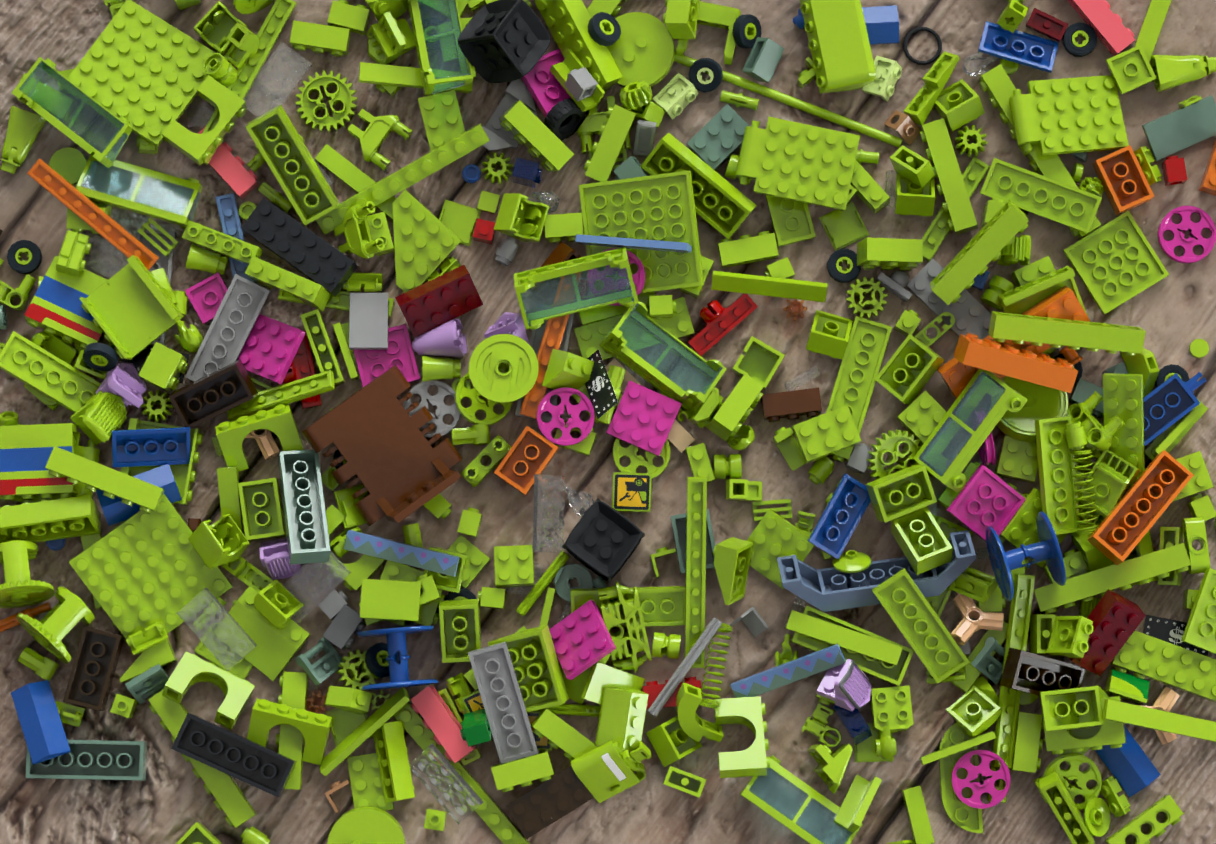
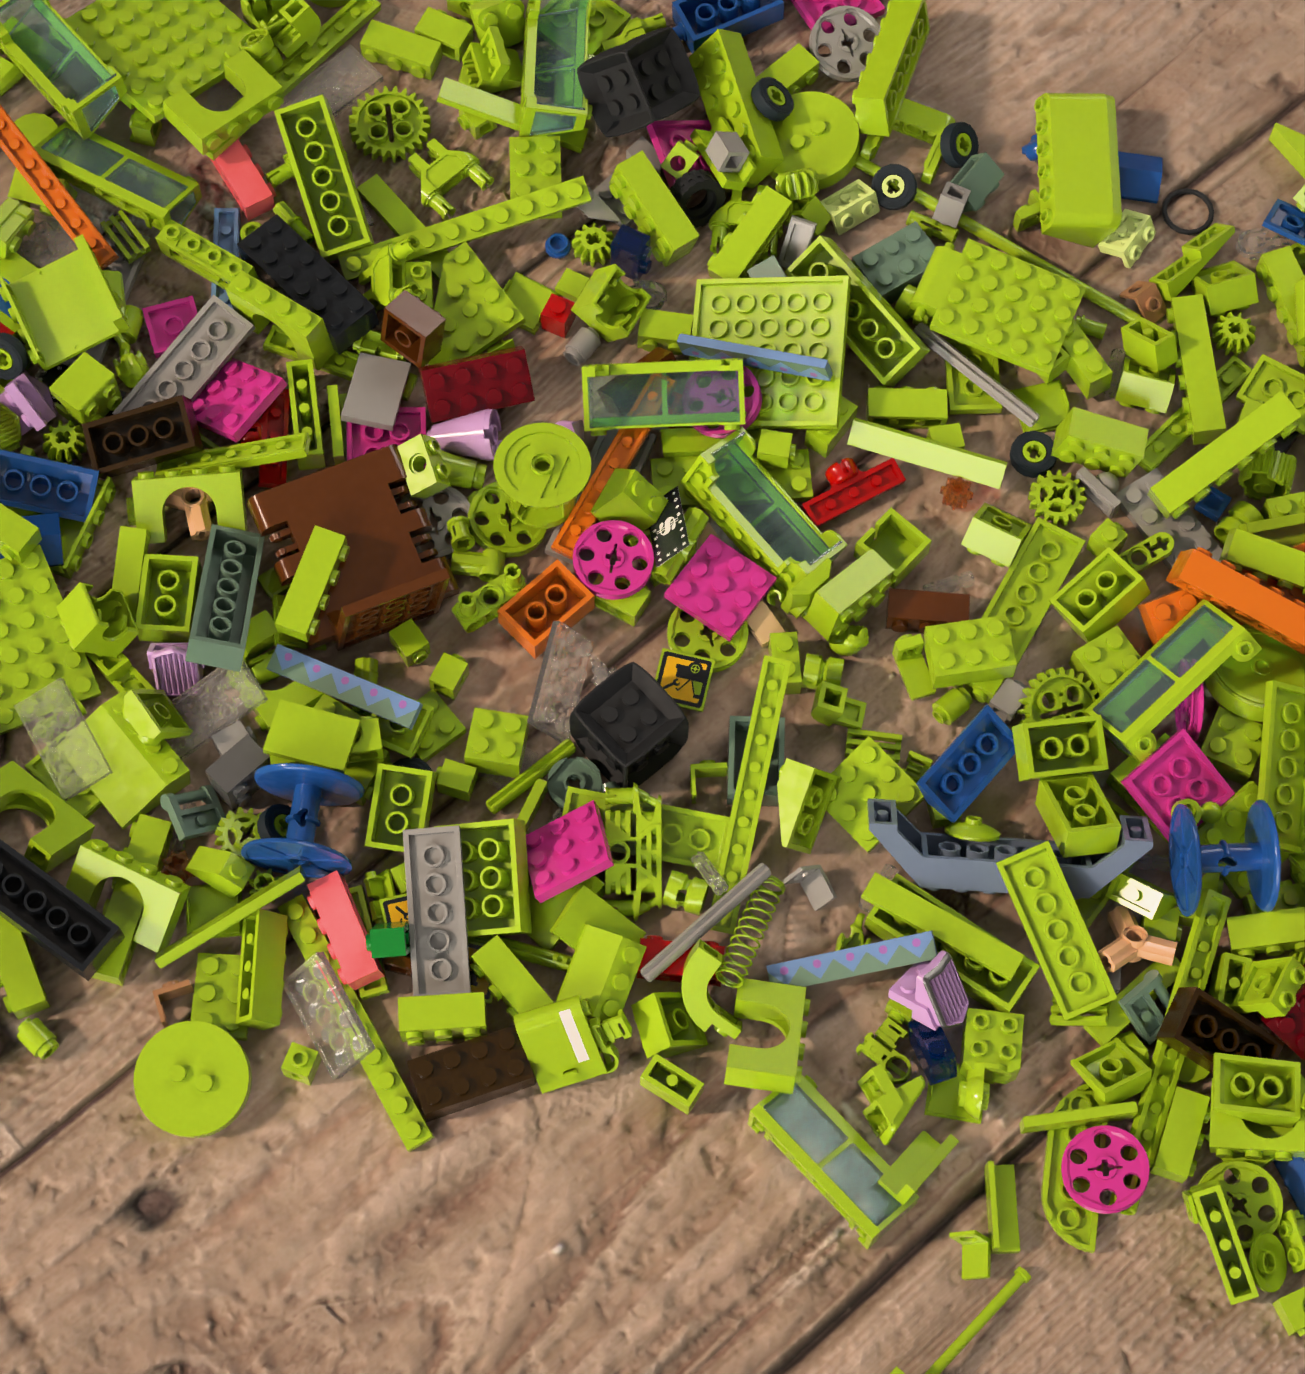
camera: 10 degrees right, 15 degrees down
(206, 260) = (179, 278): lime plant -> none
(362, 486) = (311, 584): none -> lime brick
(385, 272) = (412, 329): none -> reddish brown brick
(416, 386) = (421, 481): none -> lime brick
(454, 418) = (461, 536): none -> lime bush
(549, 87) = (687, 151): none -> lime bracket
(679, 631) = (709, 873): none -> clear axle
(750, 85) = (951, 204): none -> light grey brick
(793, 216) = (976, 375): none -> light grey axle
(1010, 519) = (1209, 812): none -> lime plate

